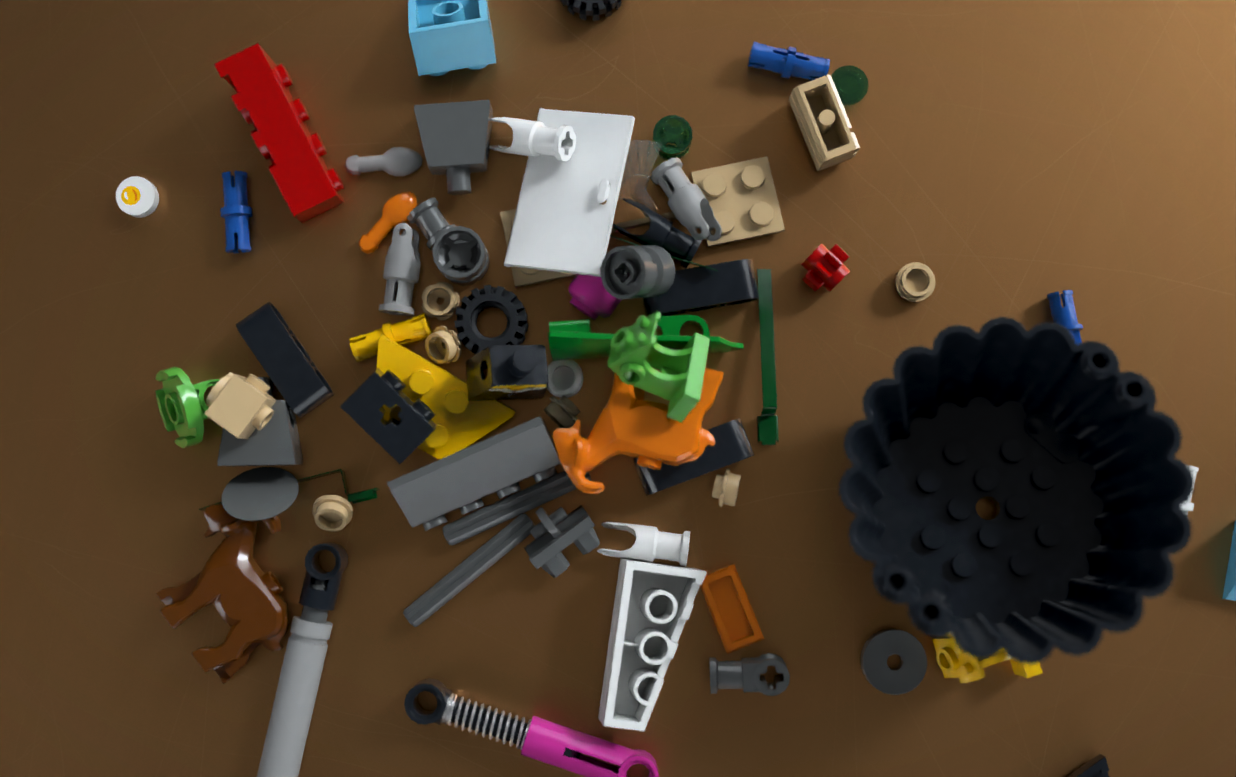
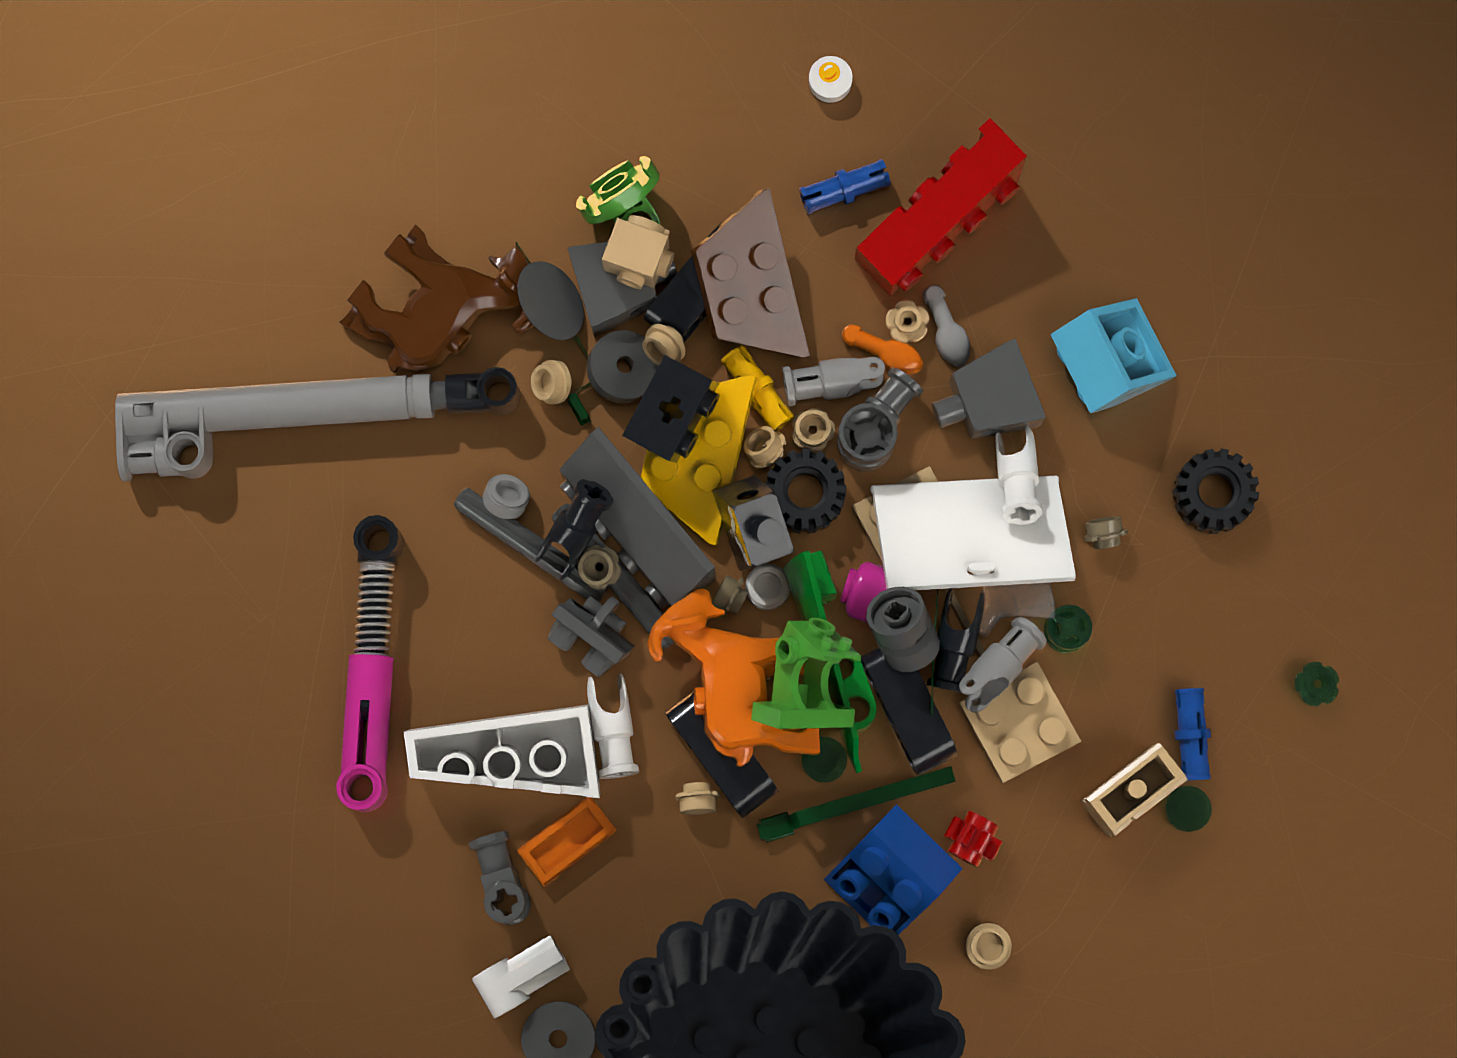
camera: 75 degrees right, 5 degrees down
(295, 316) = (749, 281): none -> wing
(326, 406) = (663, 341): none -> tan plate
(342, 463) = (603, 369): none -> dark grey piece
(376, 202) = (902, 332): none -> tan plate
(421, 579) = (506, 496): none -> light grey tile
(465, 525) = (576, 524): none -> black piece
(507, 526) = (588, 571): none -> dark tan plate
(599, 82) = (1105, 532): none -> dark tan plate
(731, 369) = (827, 764): none -> clear green plate
(836, 341) = (893, 872): none -> blue slope
(836, 689) = (512, 980): none -> white piece

